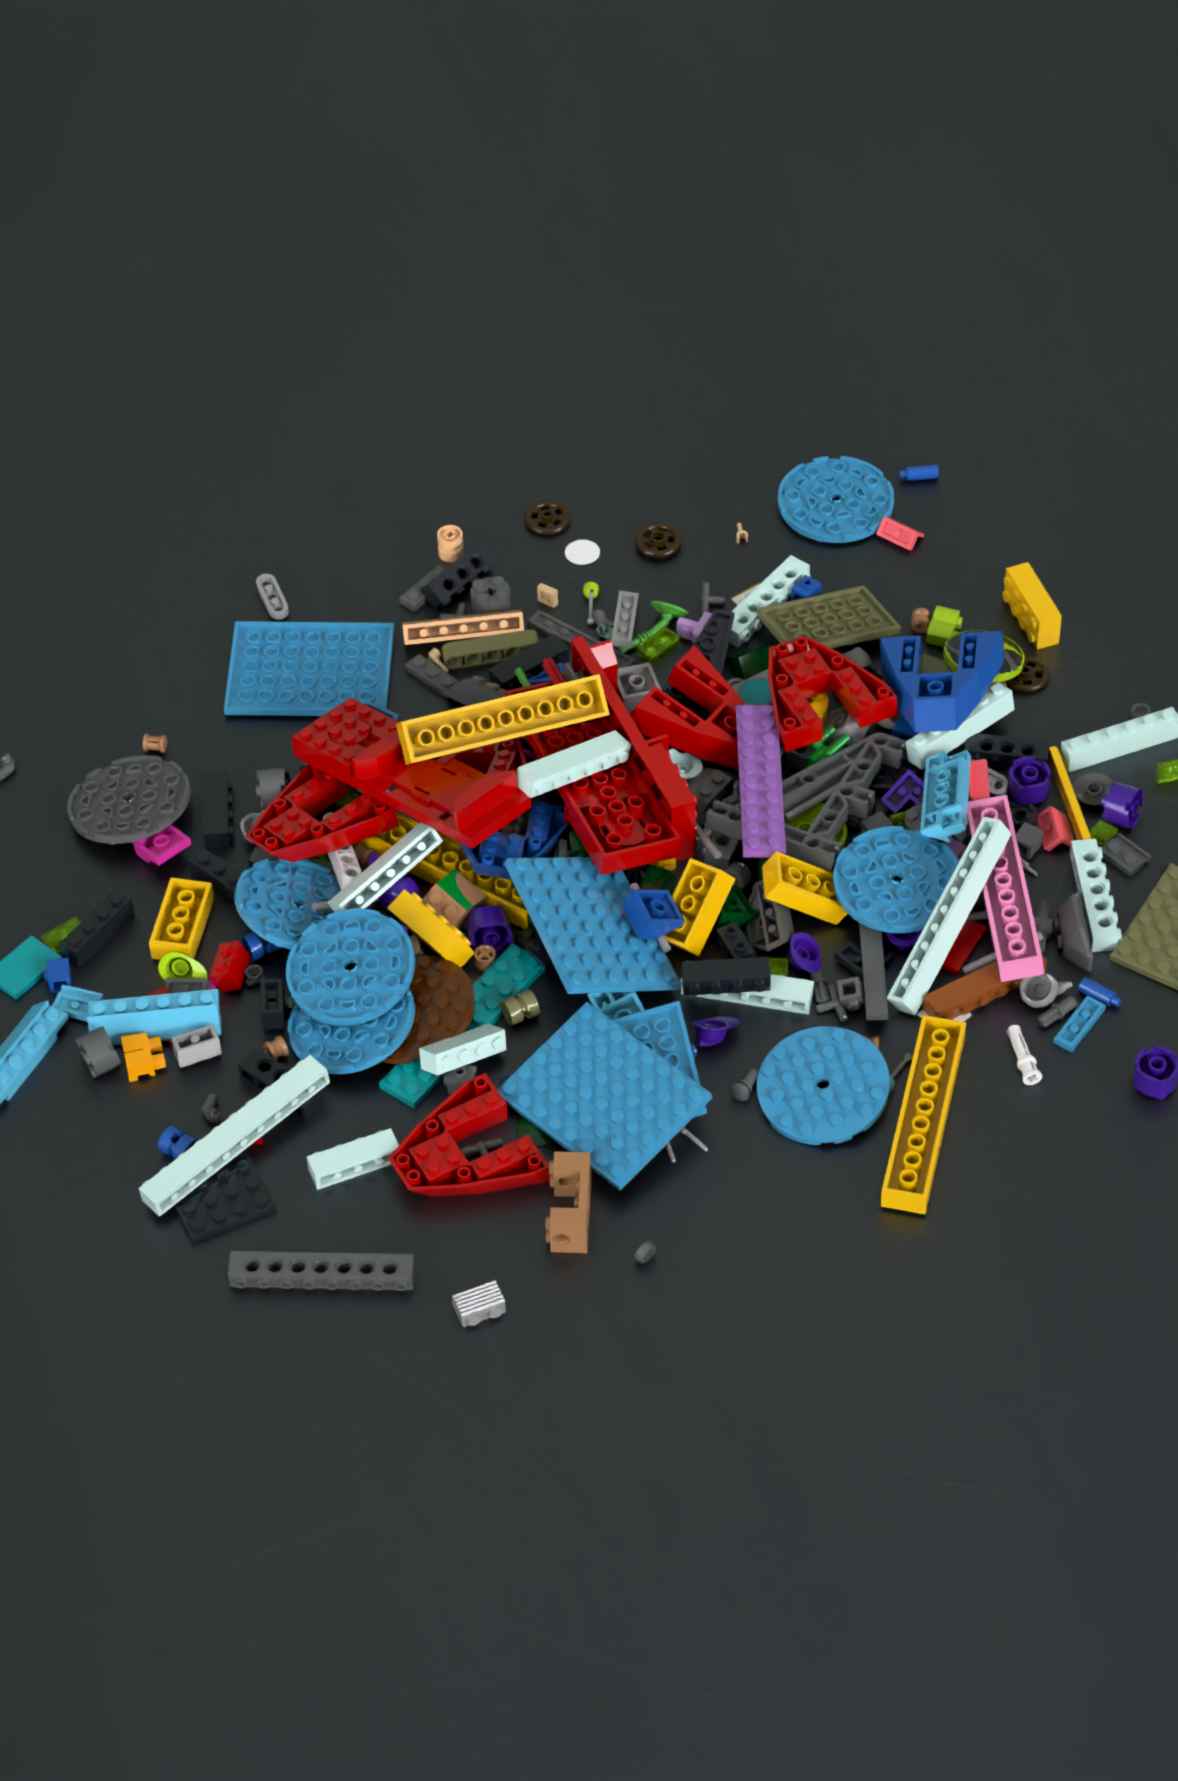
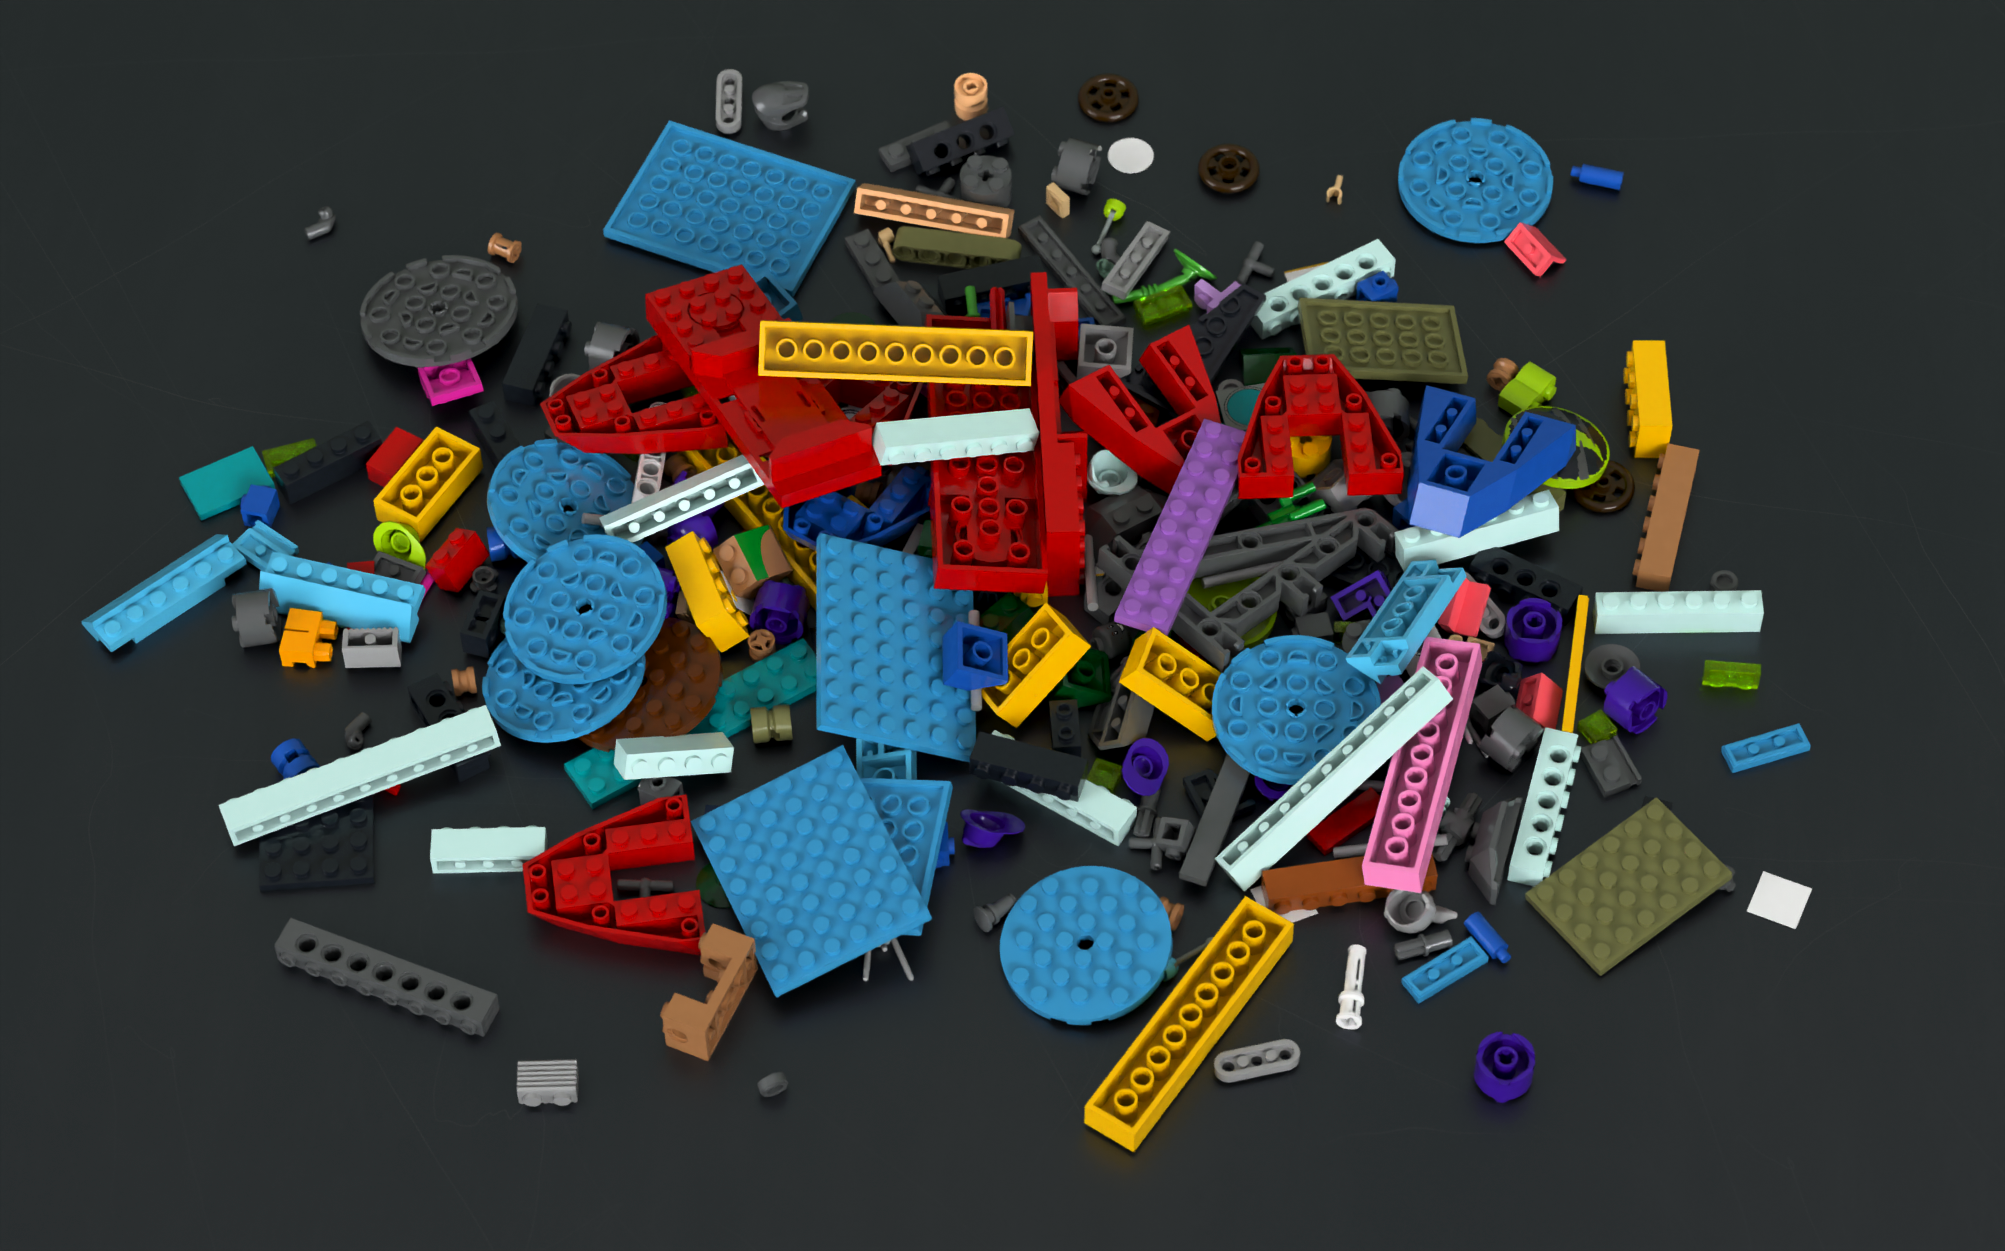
camera: 20 degrees right, 5 degrees up
(145, 911) = (392, 456): none -> red brick
(311, 583) = (778, 99): none -> dark grey helmet
(552, 566) = (1077, 165): none -> dark grey brick
(986, 1118) = (1267, 1054): none -> light grey plate
(1051, 855) = (1511, 737): none -> dark grey brick
(1081, 680) = (1667, 517): none -> medium nougat brick

